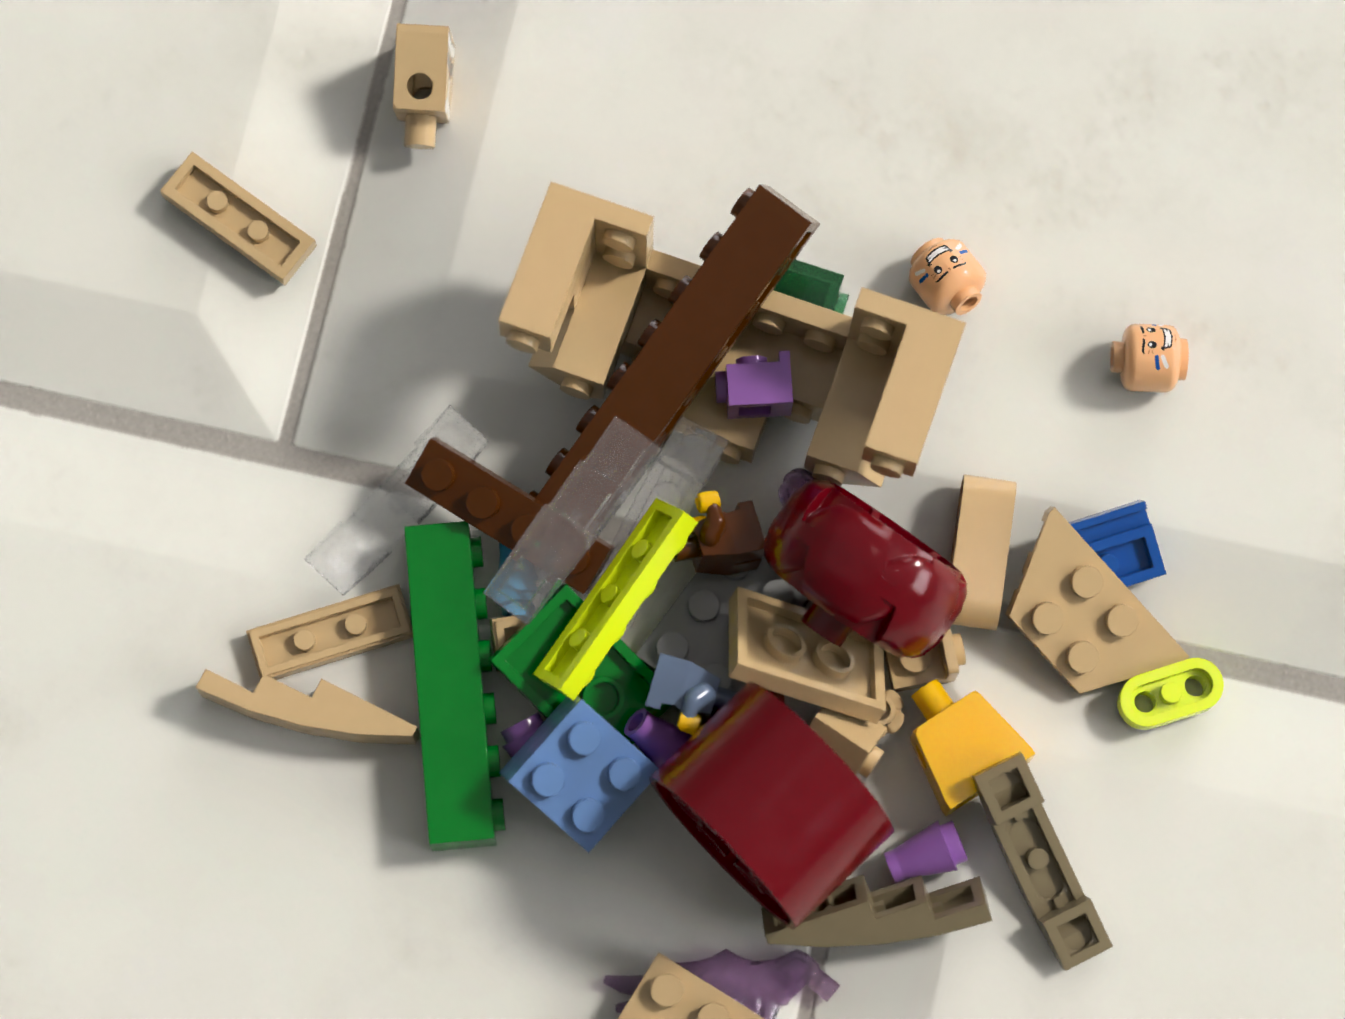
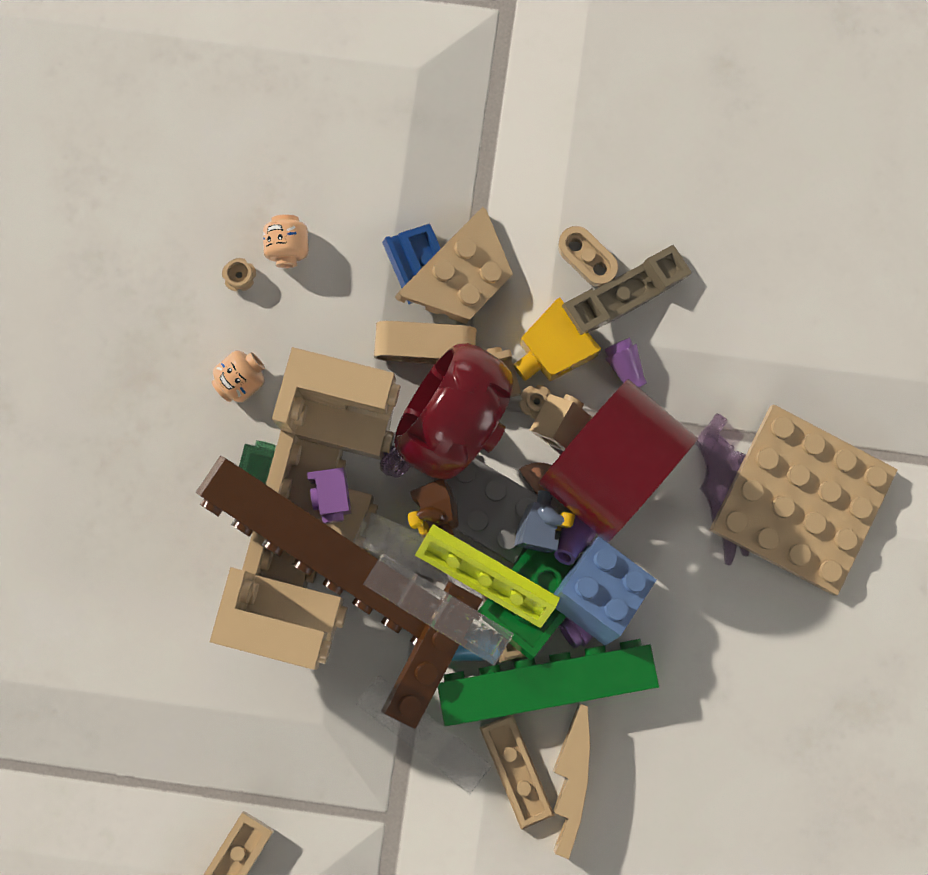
camera: 90 degrees left, 5 degrees up
(423, 62) = (106, 749): tan torso -> none
(789, 658) = (516, 460): tan plate -> none
(884, 916) = (670, 378): dark tan slope -> none
(1099, 811) = (588, 257): none -> tan plate
(1103, 276) = (232, 268): none -> tan plate
(1168, 693) = (509, 218): neon yellow plate -> none

